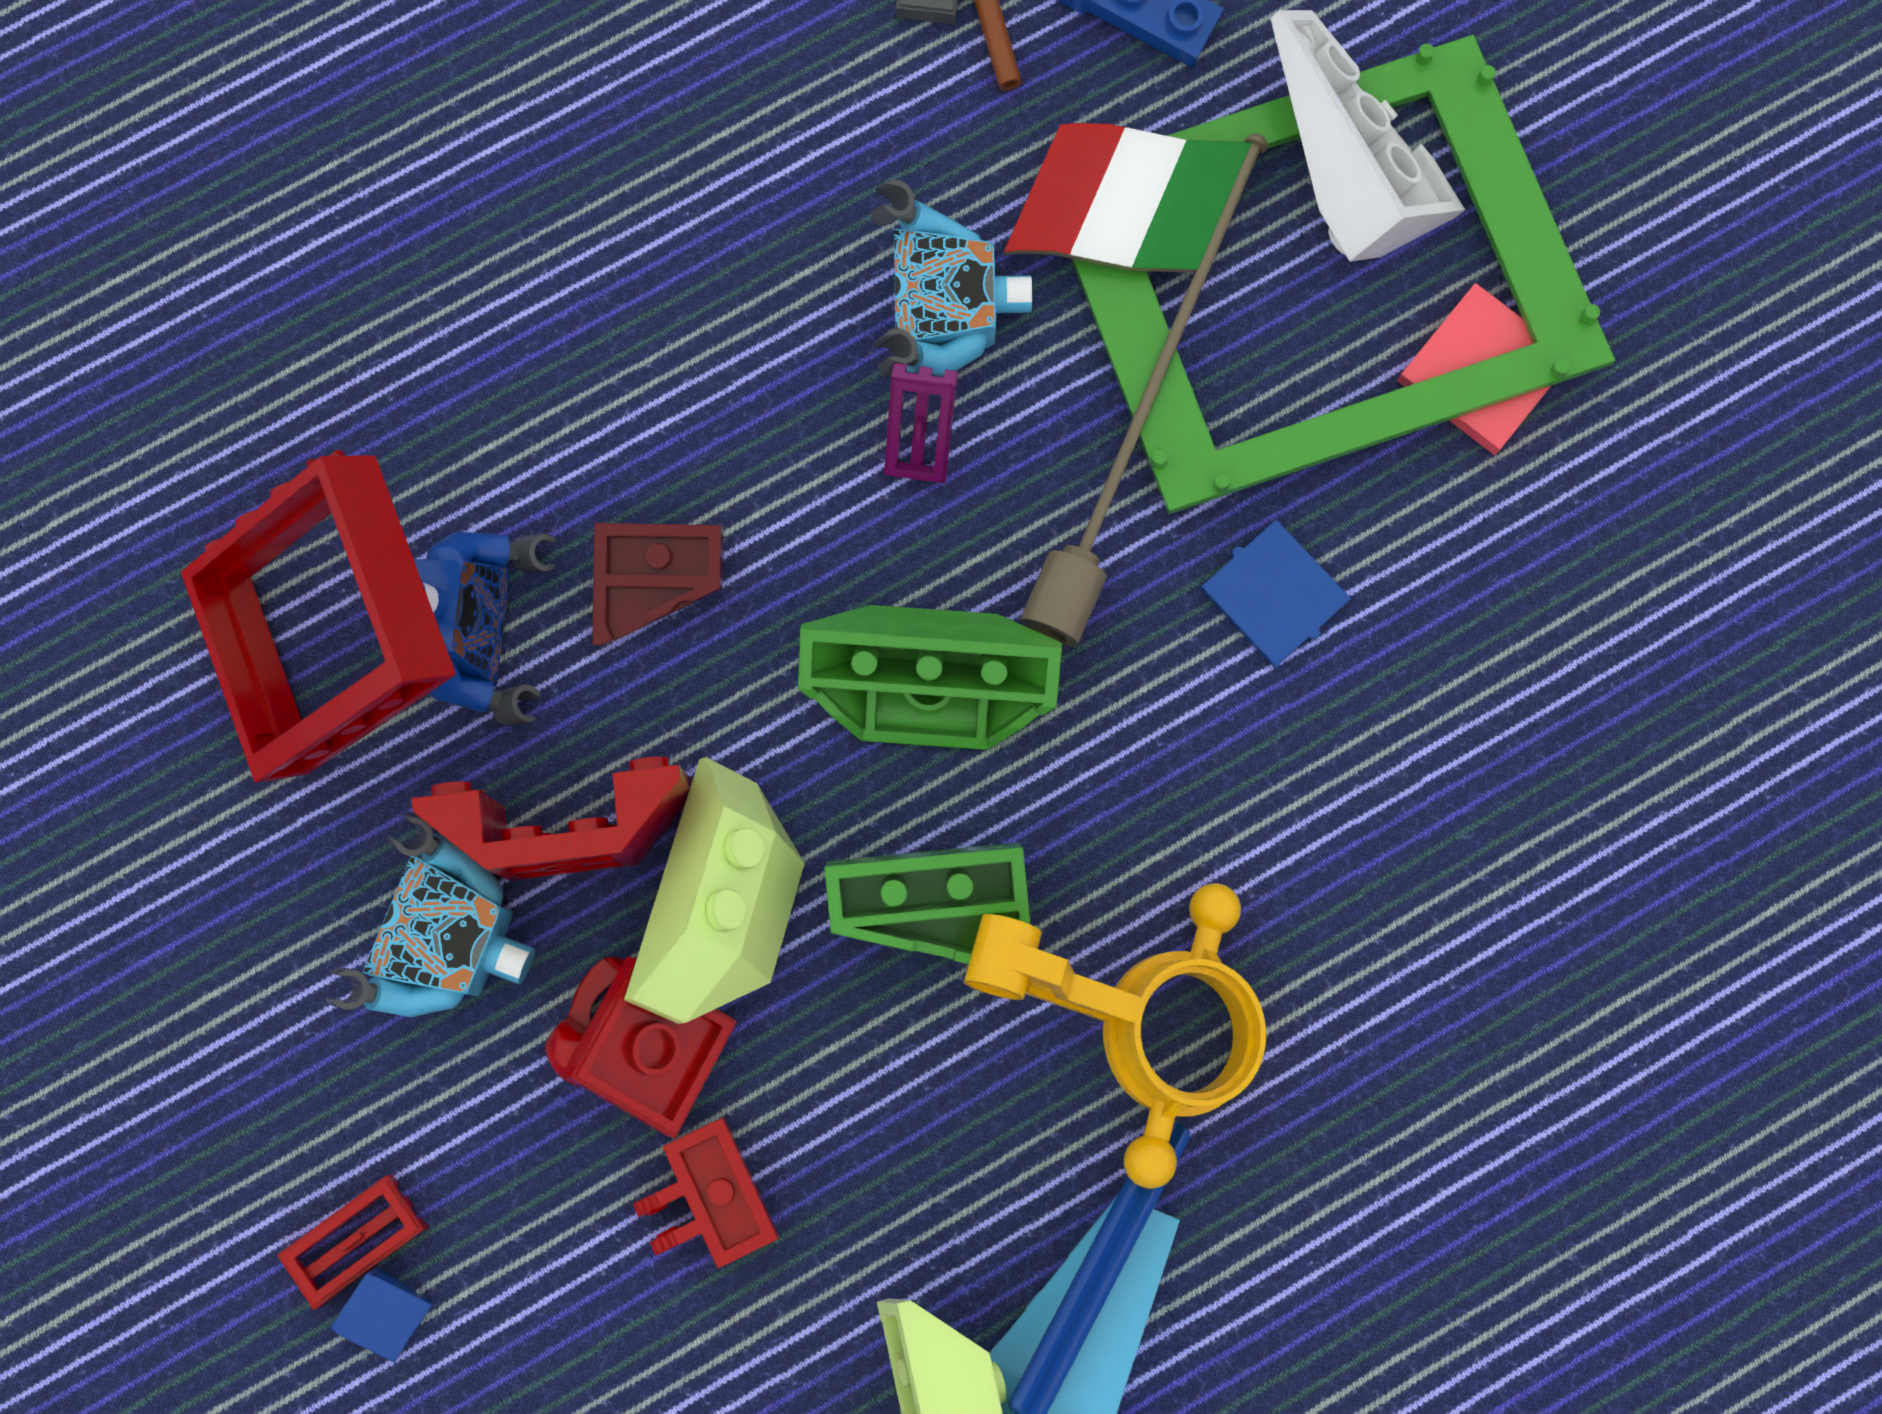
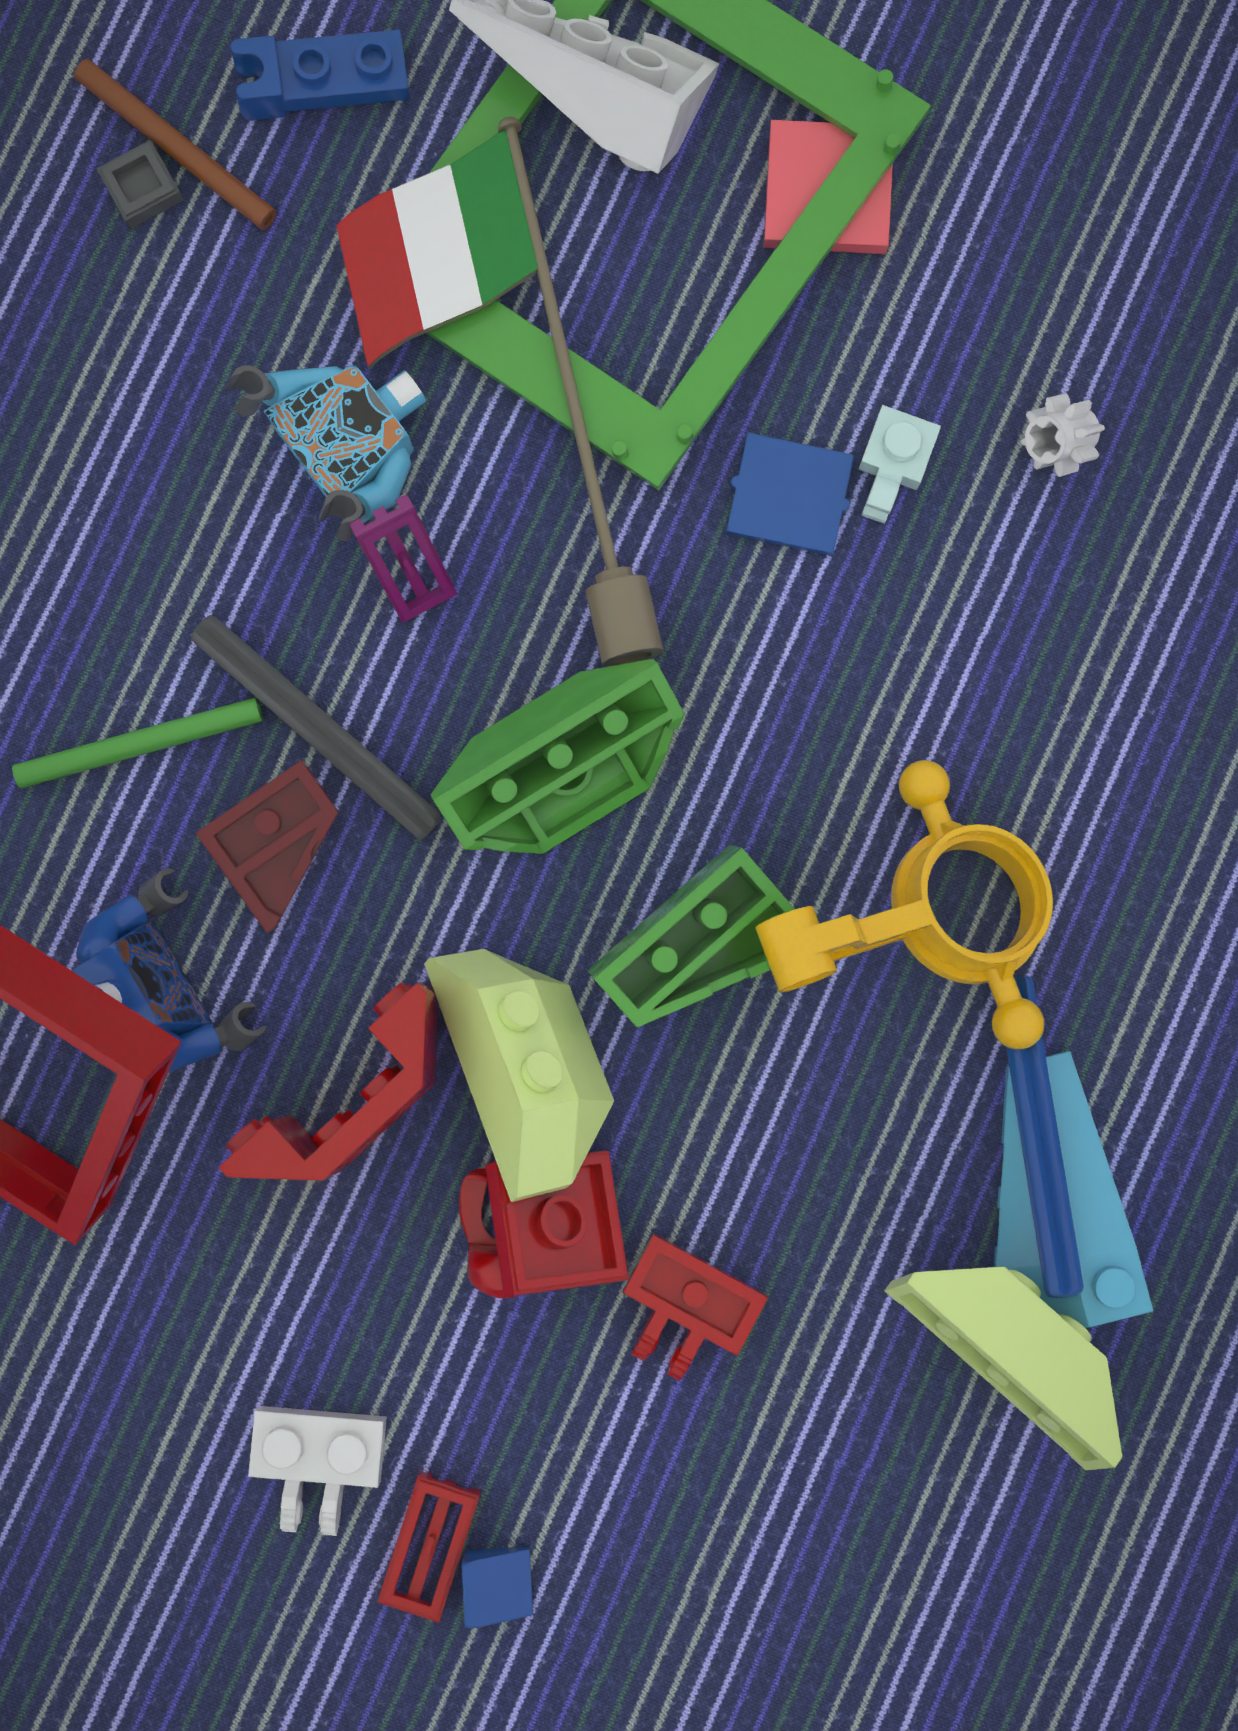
camera: 30 degrees left, 5 degrees up
(320, 1091) = (317, 1449): none -> white hinge
(437, 934) = (316, 1258): torso -> none
(603, 421) = (137, 743): none -> bright green piece
(753, 510) = (316, 727): none -> dark grey axle
(1384, 622) = (897, 457): none -> light aqua plate
(1536, 702) = (1062, 434): none -> white gear

